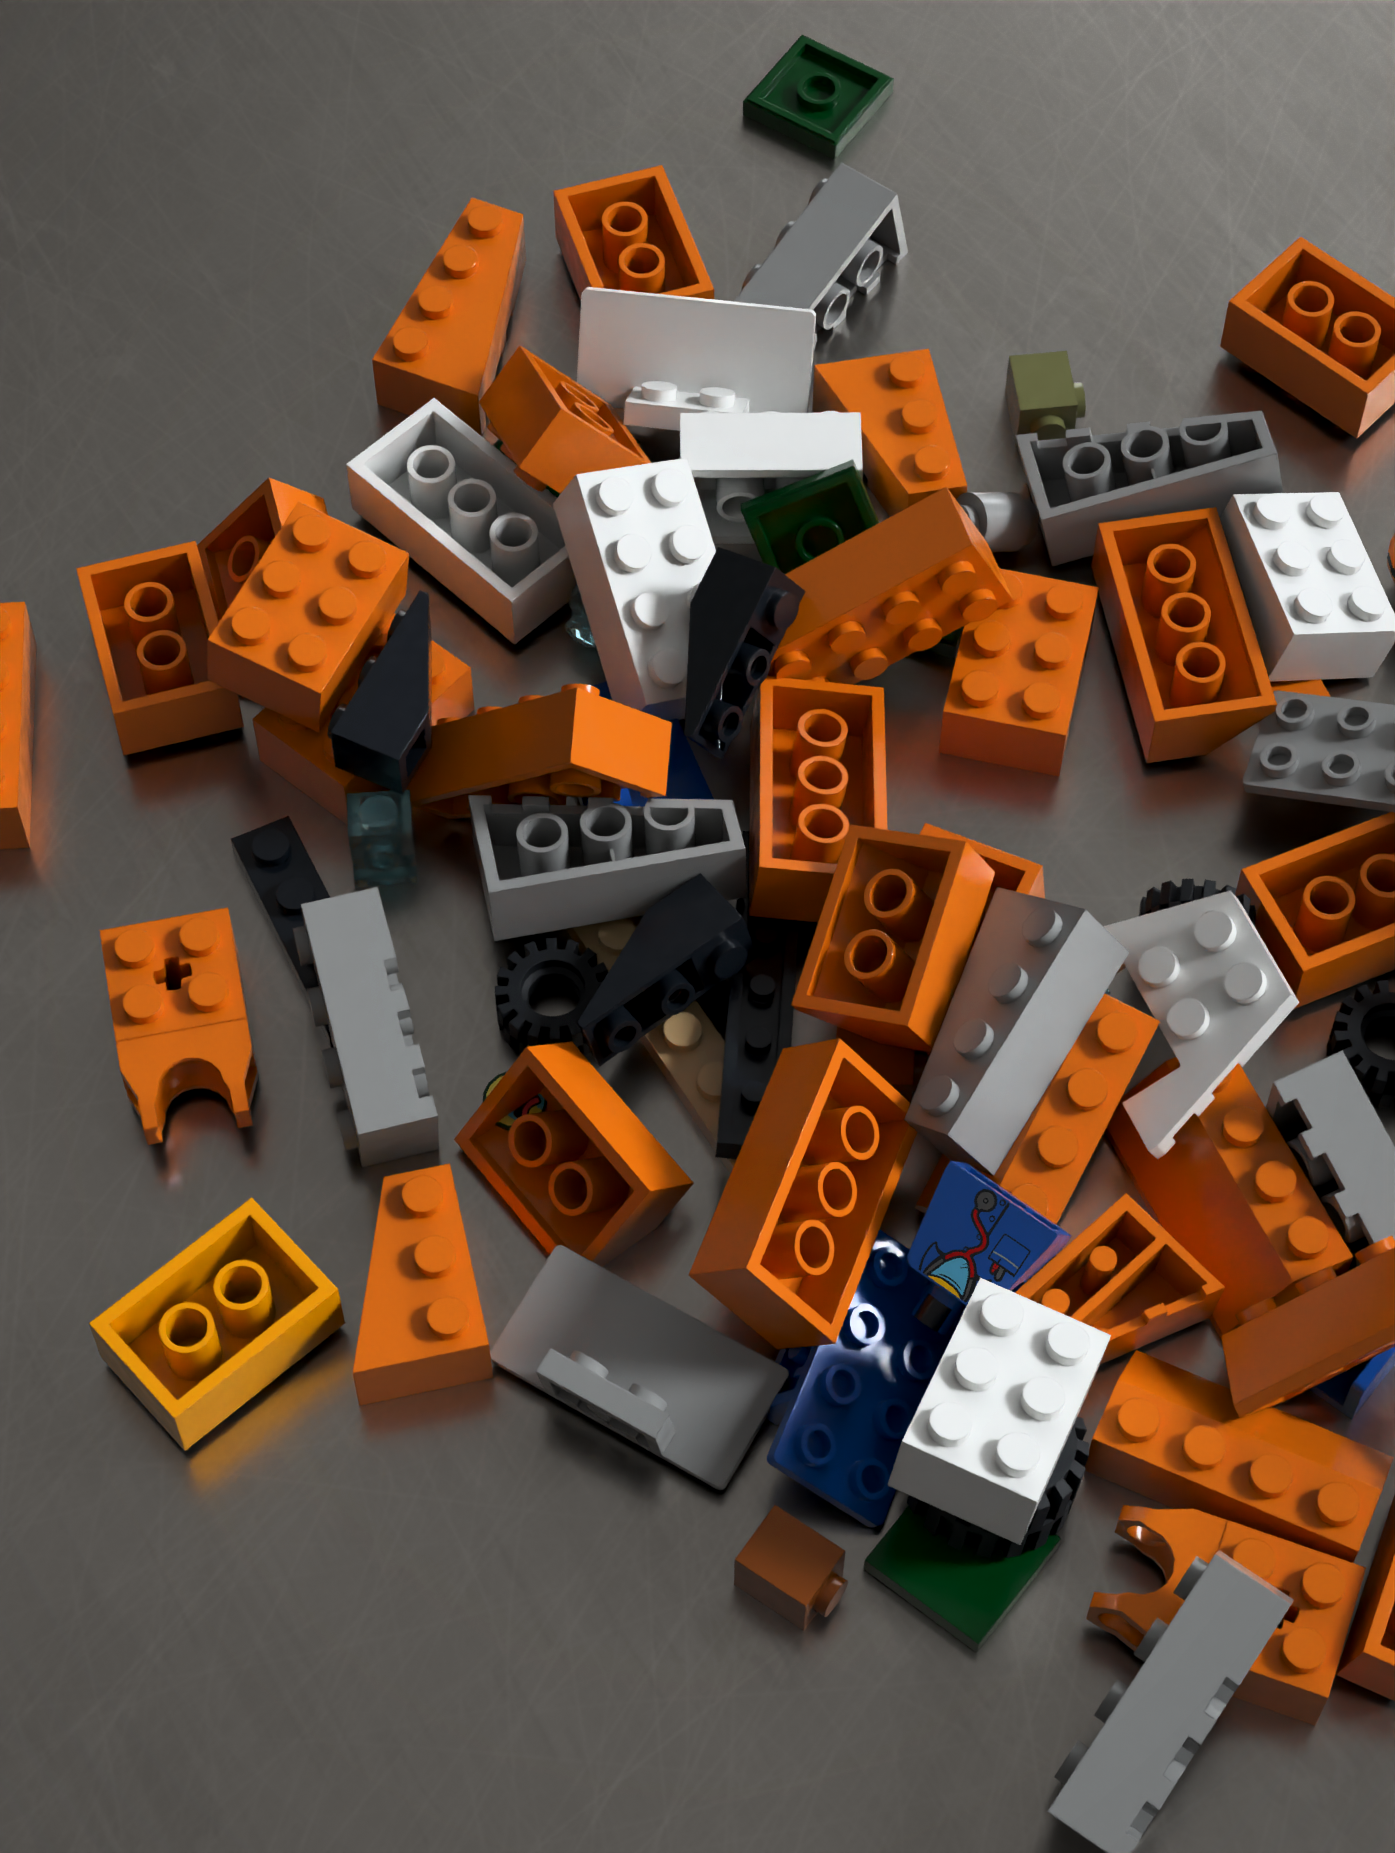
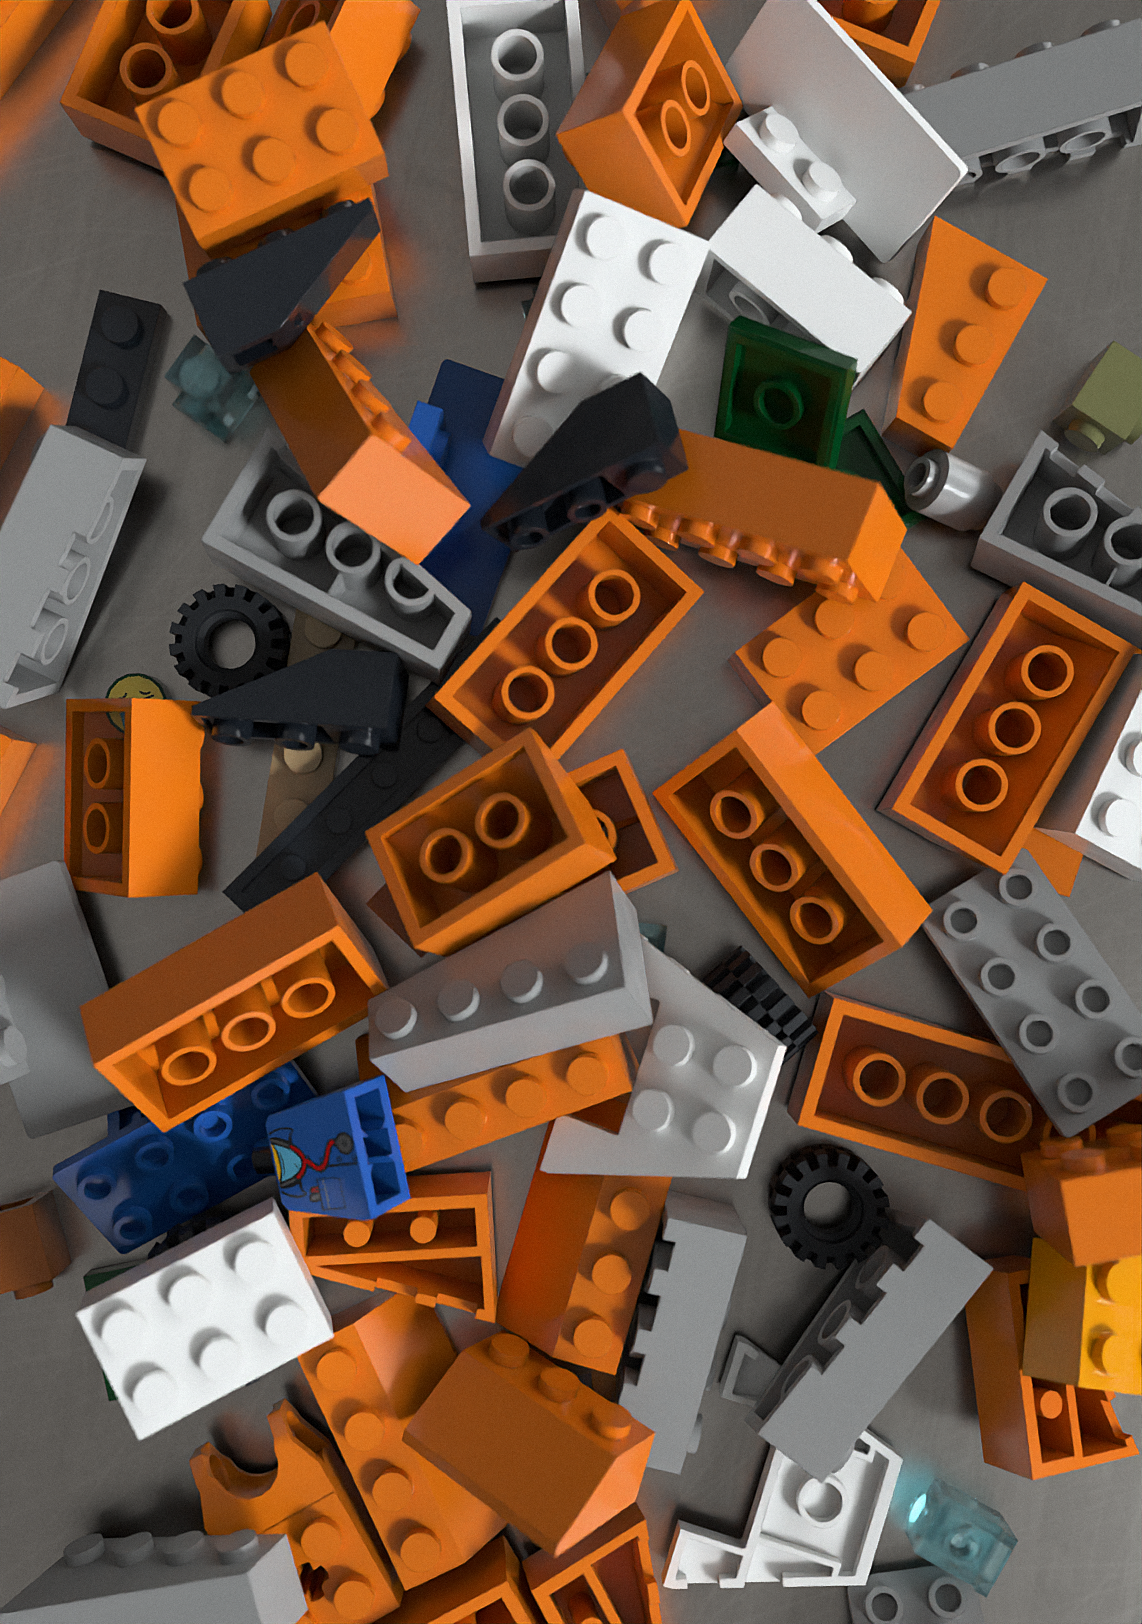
camera: 40 degrees right, 30 degrees up
(1112, 805) = (793, 852): none -> orange brick

